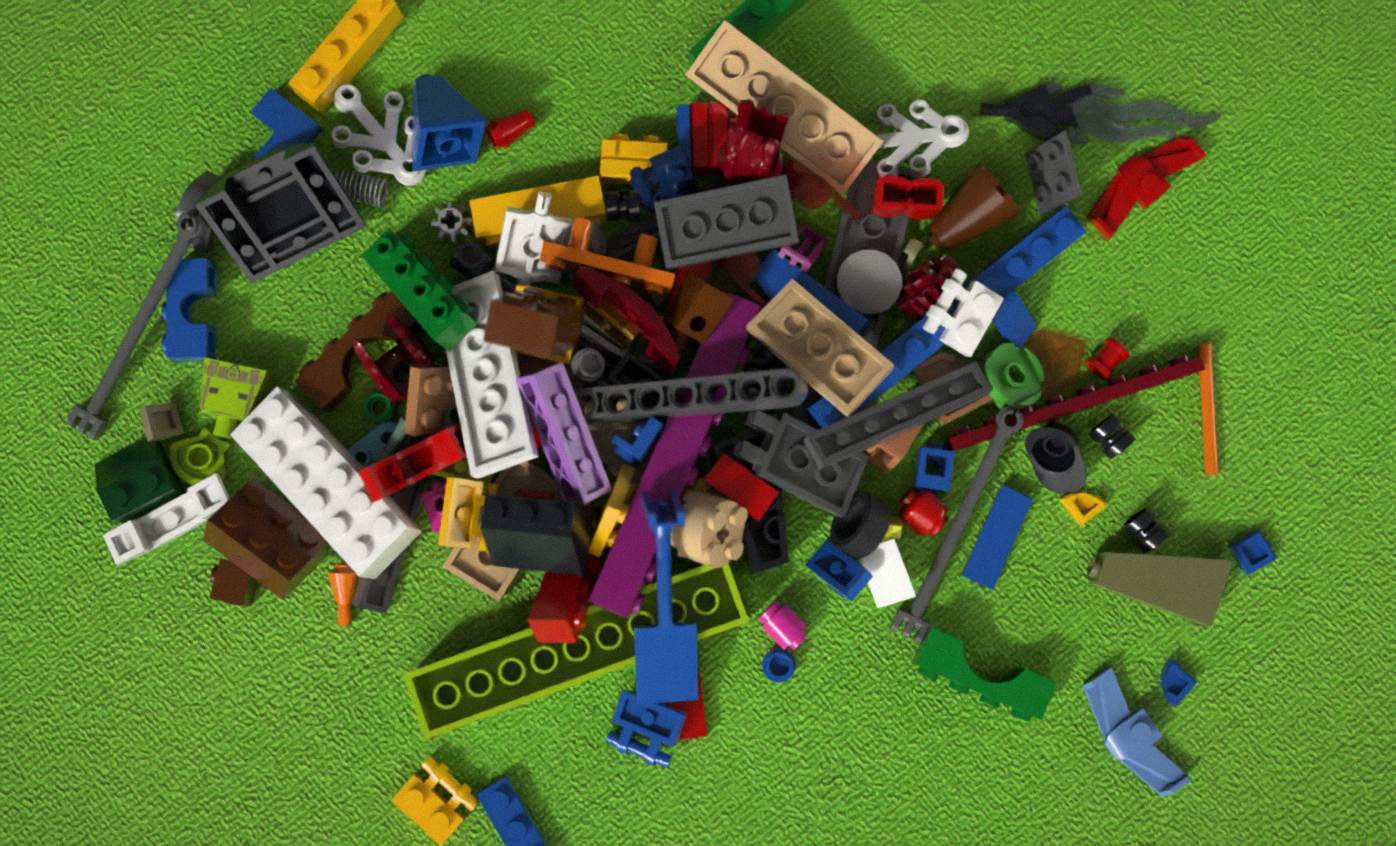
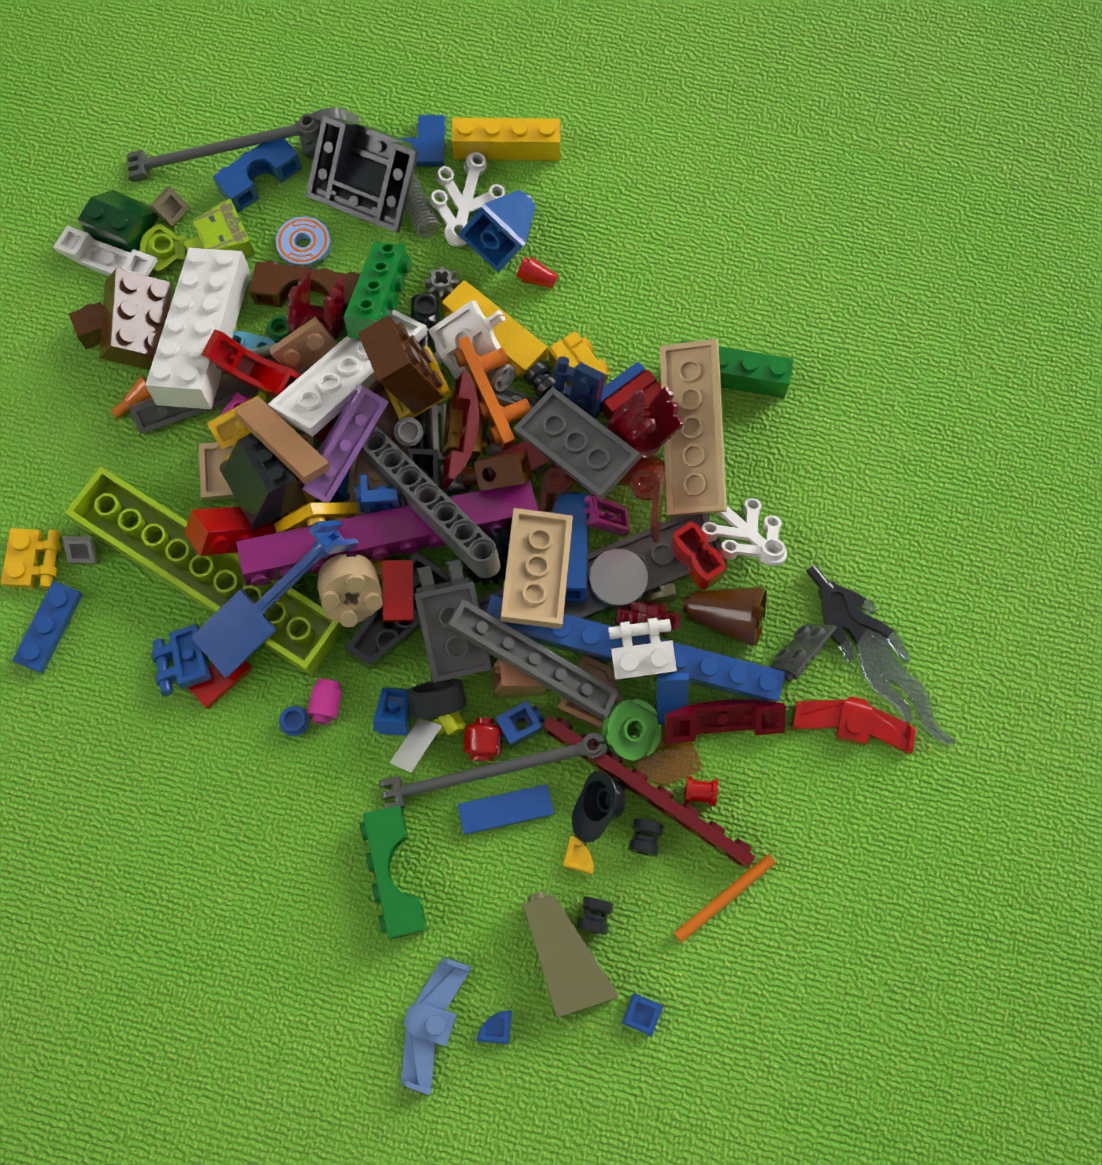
camera: 55 degrees right, 10 degrees down
(282, 318) = (298, 229): none -> light blue tile
(463, 748) = (80, 549): none -> light grey slope
(522, 487) = (282, 440): none -> medium nougat tile
(1057, 287) = (724, 716): none -> dark red slope

